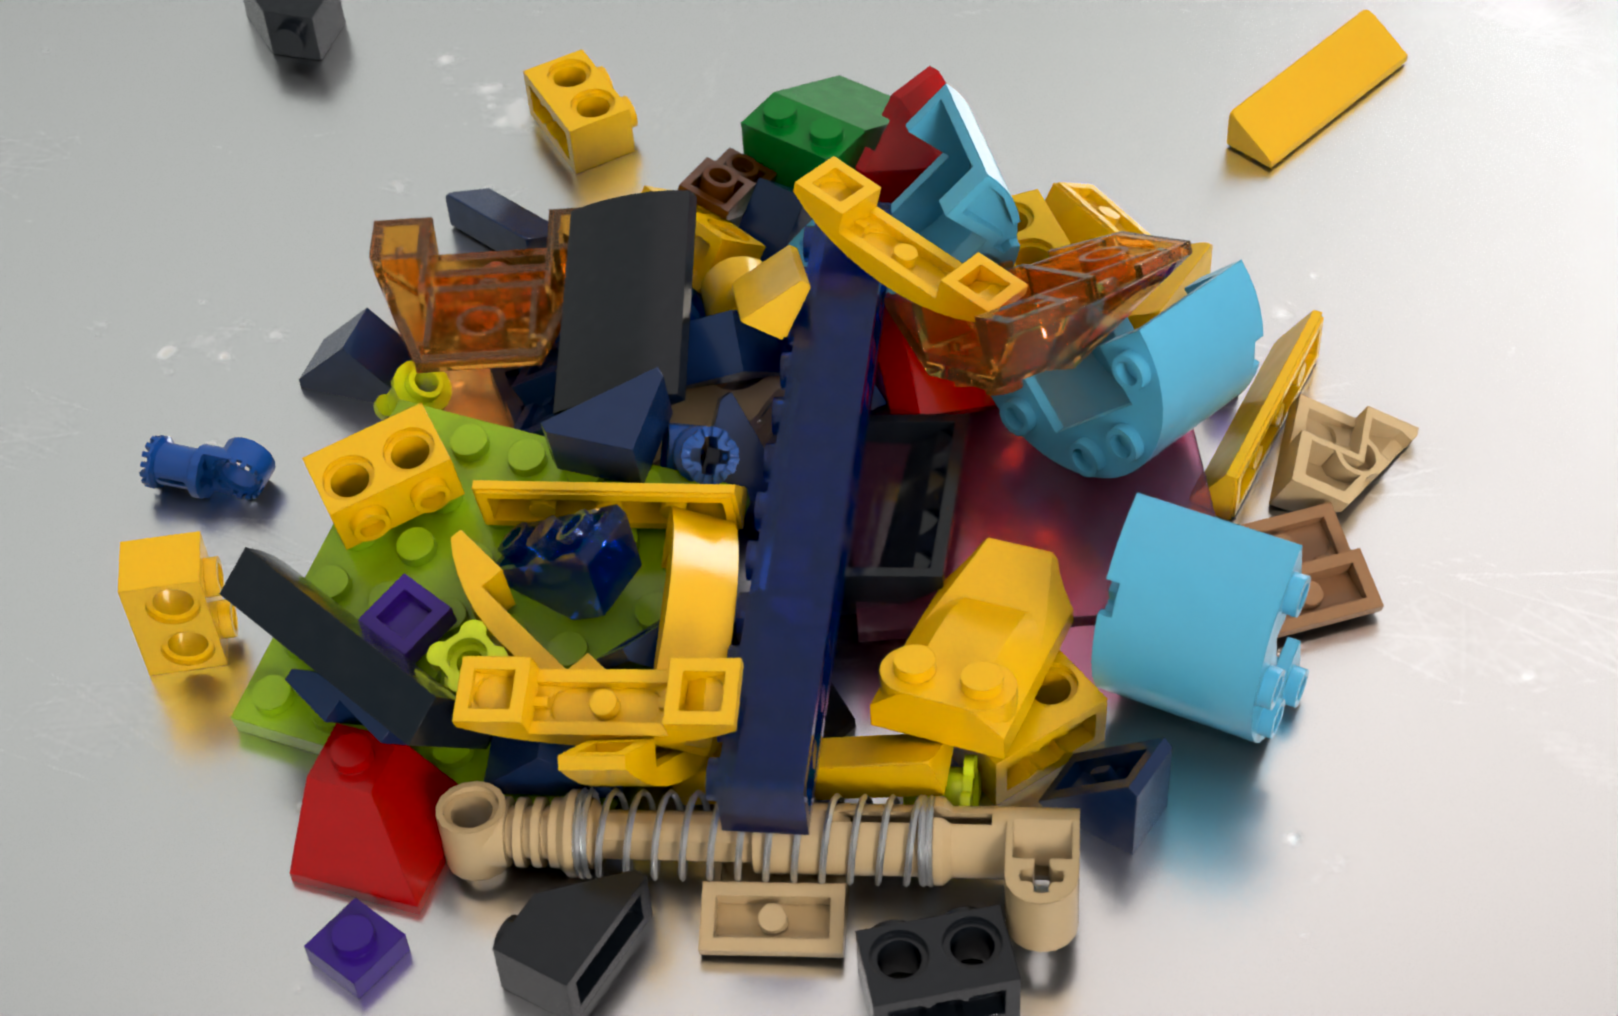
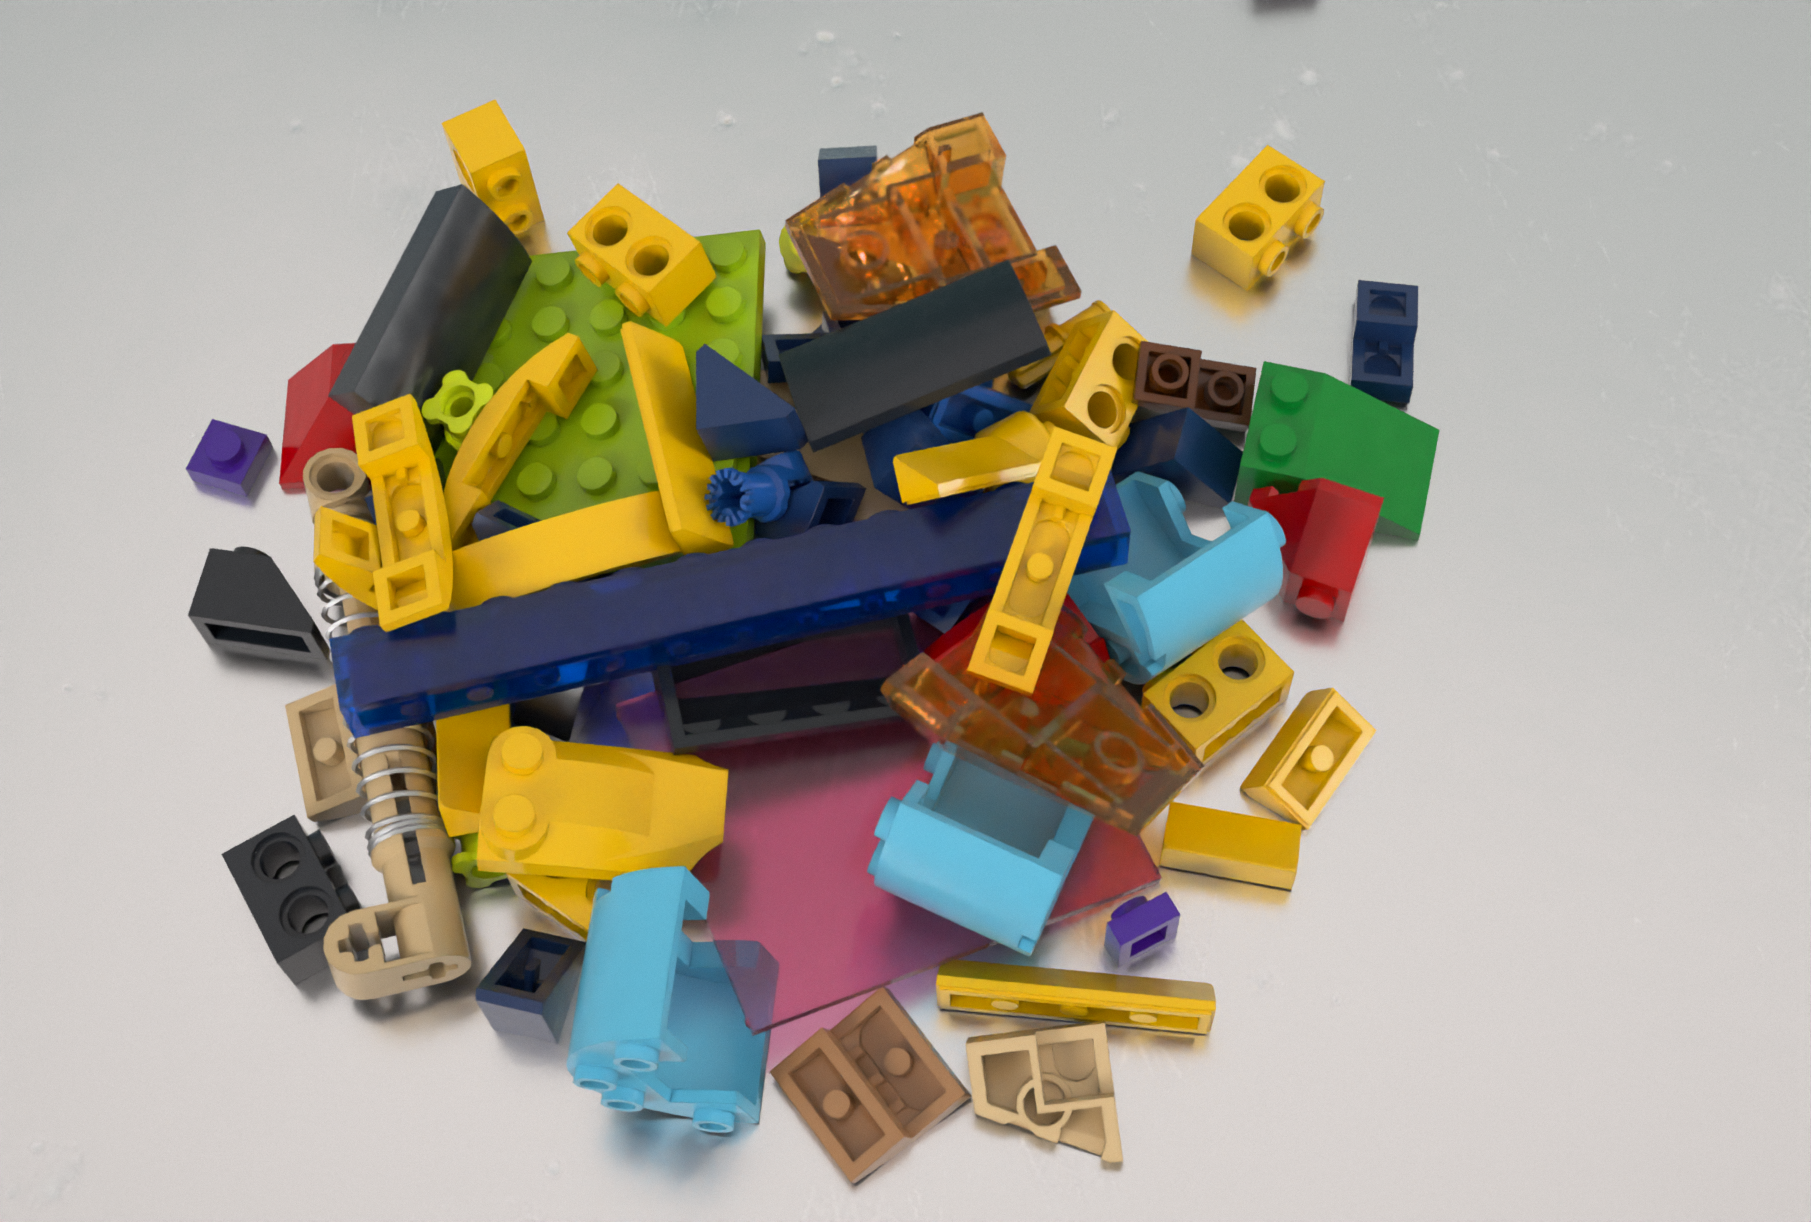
camera: 70 degrees right, 15 degrees up
(208, 467) = (676, 125): blue connector -> none
(409, 618) = (508, 341): dark purple plate -> none
(496, 220) = (1085, 219): dark blue slope -> none
(572, 560) = (578, 437): slope -> none
(731, 80) = (1384, 340): none -> dark blue slope
(1314, 89) = (1641, 922): yellow slope -> none

